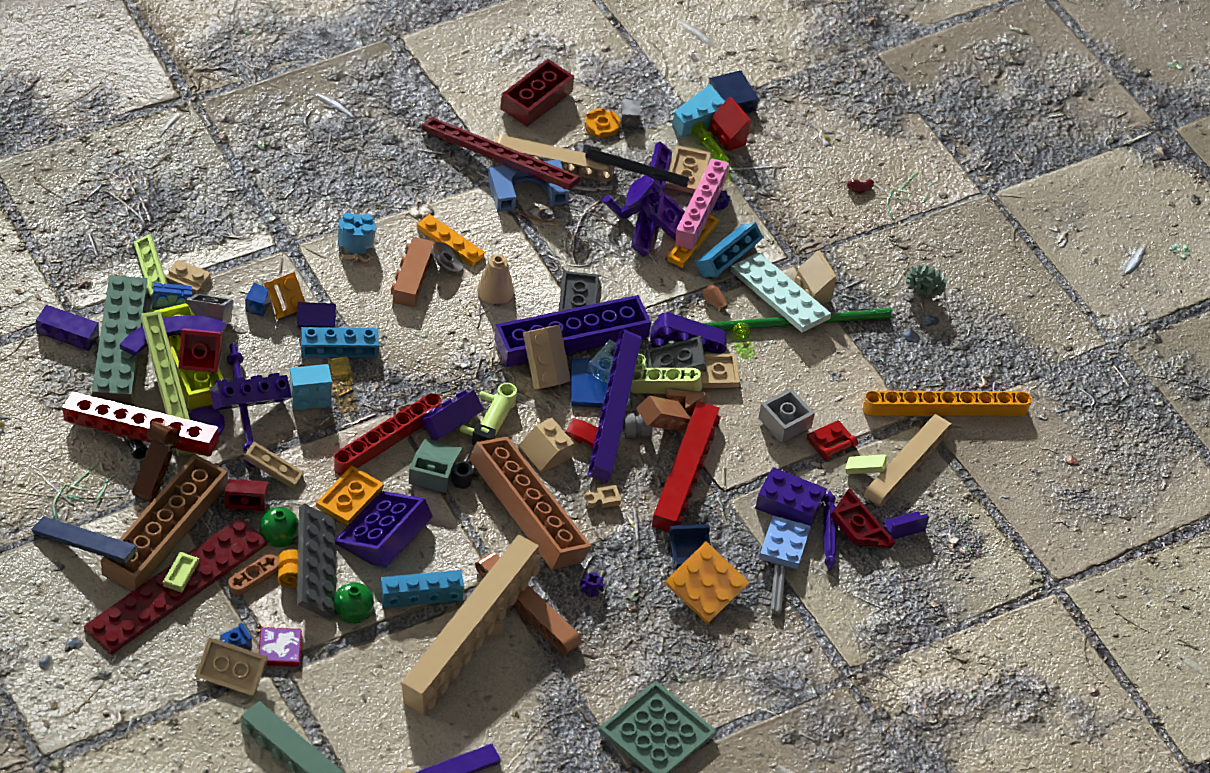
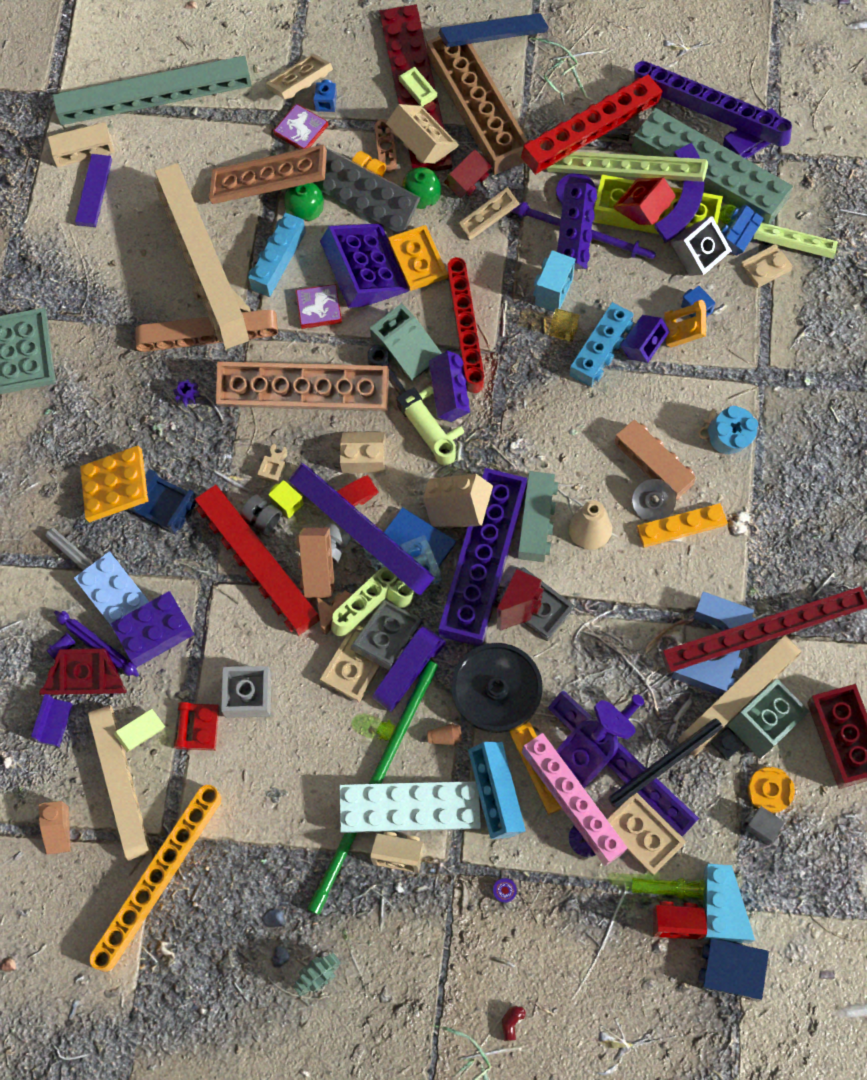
camera: 135 degrees right, 20 degrees up
(60, 365) = (718, 105): none -> dark purple beam
(156, 461) = (542, 110): reddish brown beam -> none
(232, 539) = (421, 133): none -> tan slope
(356, 625) = (268, 174): none -> nougat plate
(444, 542) = (318, 306): none -> tile
(486, 322) = (536, 516): none -> sand green brick
(562, 133) = (768, 718): none -> sand green slope
(598, 278) = (520, 600): none -> dark red slope
(625, 473) = (285, 499): none -> neon yellow brick
(650, 479) = (263, 516): none -> flat silver wheel
(661, 280) = (497, 687): none -> black dish
(786, 224) = (504, 890): none -> dark purple tile
(851, 551) = (64, 642): none -> dark purple pin
(967, 480) = (55, 827): none -> nougat slope

